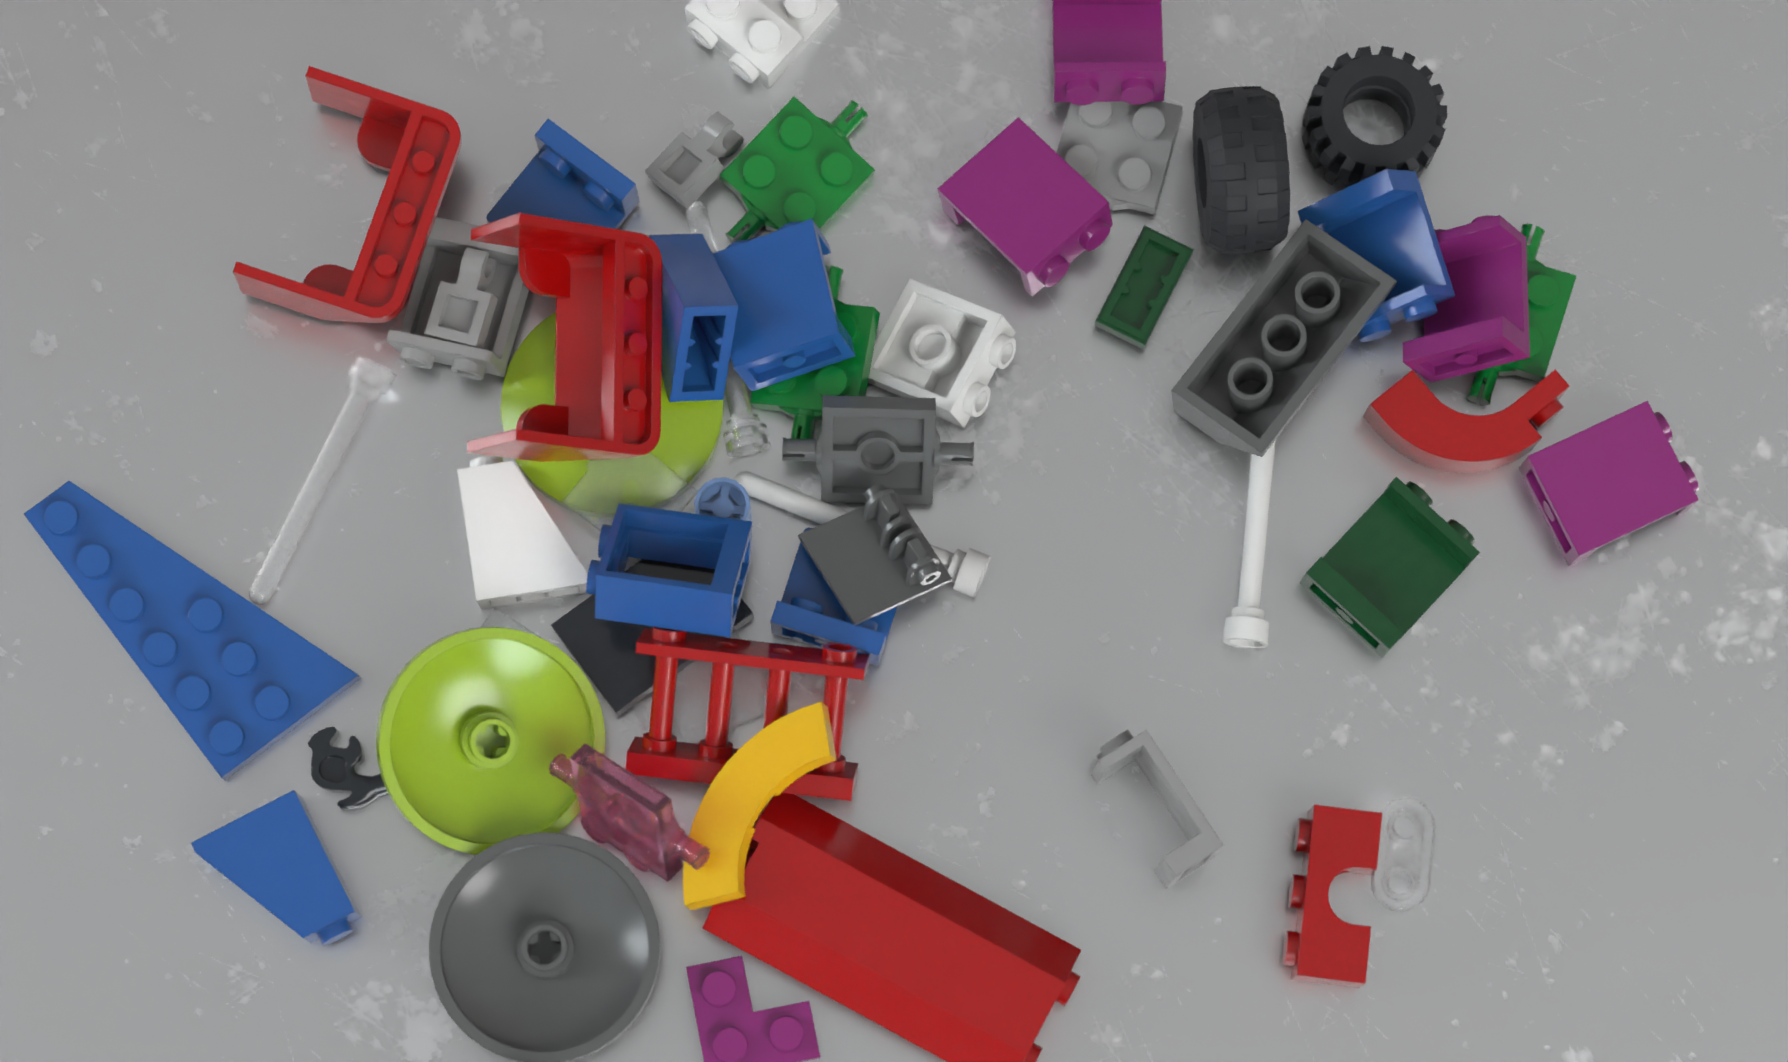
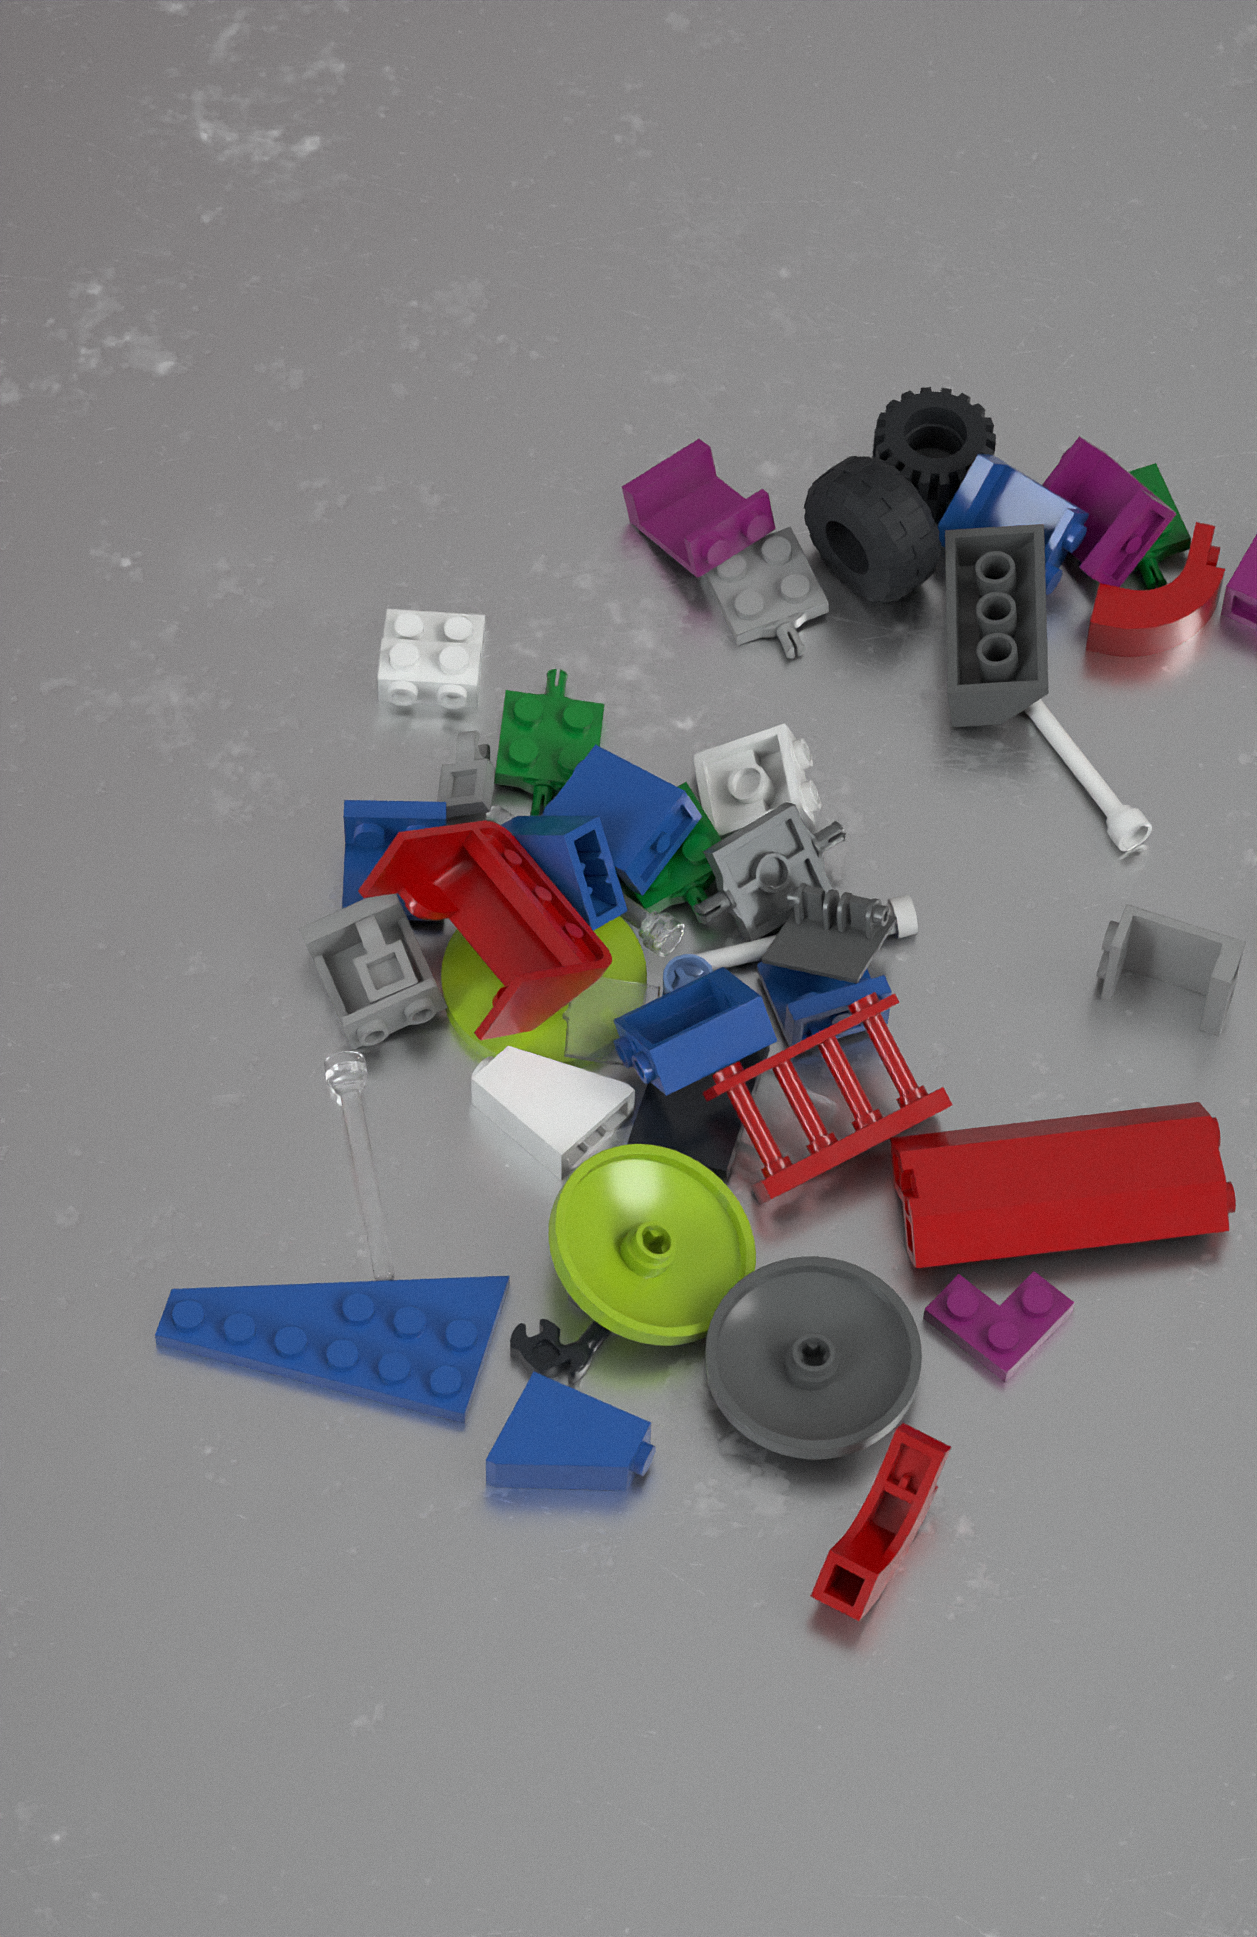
camera: 35 degrees left, 20 degrees down
(419, 152) = (265, 894): red windscreen -> none
(628, 813) = (799, 1213): clear pink plate -> none
(742, 790) = (873, 1144): yellow tile -> none
(1028, 205) = (738, 647): magenta panel -> none
(1144, 287) = (863, 659): dark green plate -> none
(1391, 566) = (1191, 723): dark green panel -> none

